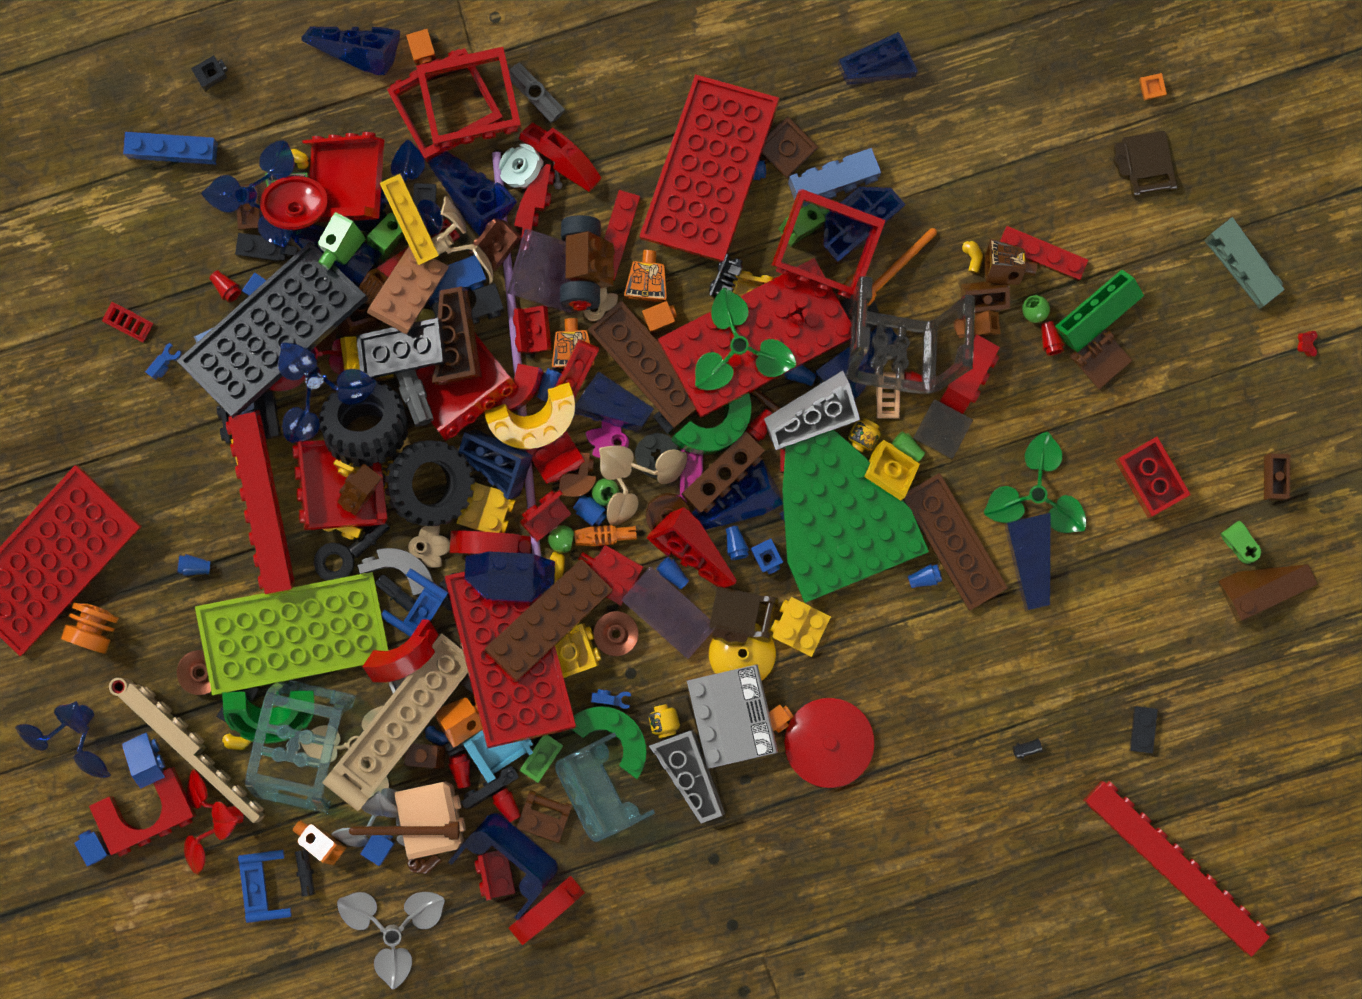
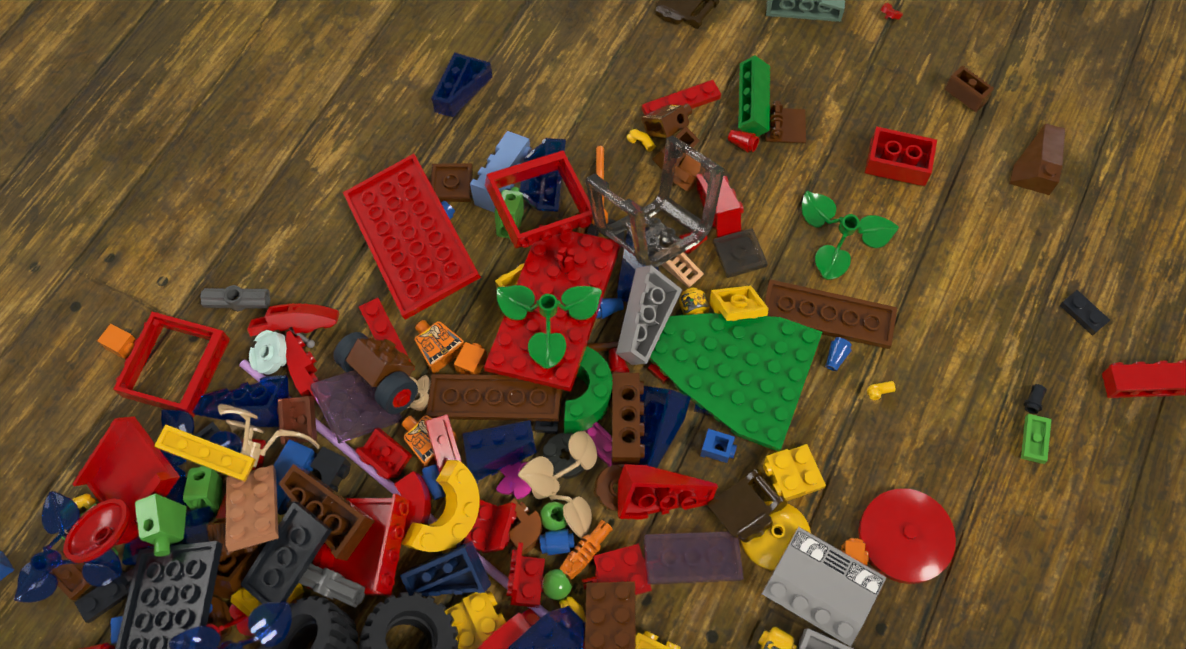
camera: 40 degrees left, 20 degrees down
(365, 50) = (79, 378): clear blue wedge -> none
(461, 62) = (159, 316): red window -> none
(611, 622) = (674, 603): copper dish -> none
(671, 572) = (664, 525): blue cone -> none
(725, 277) = (490, 280): black hinge -> none
(736, 544) = (688, 460): blue cone -> none
(908, 446) = (728, 281): bright green cone -> none
(928, 631) = (876, 390): none -> yellow arm
(993, 773) = (1036, 439): none -> bright green plate
(1031, 558) = (890, 275): clear blue wedge -> none
(1036, 309) = (714, 131): bright green piece -> none
(1239, 539) = (996, 145): bright green piece -> none

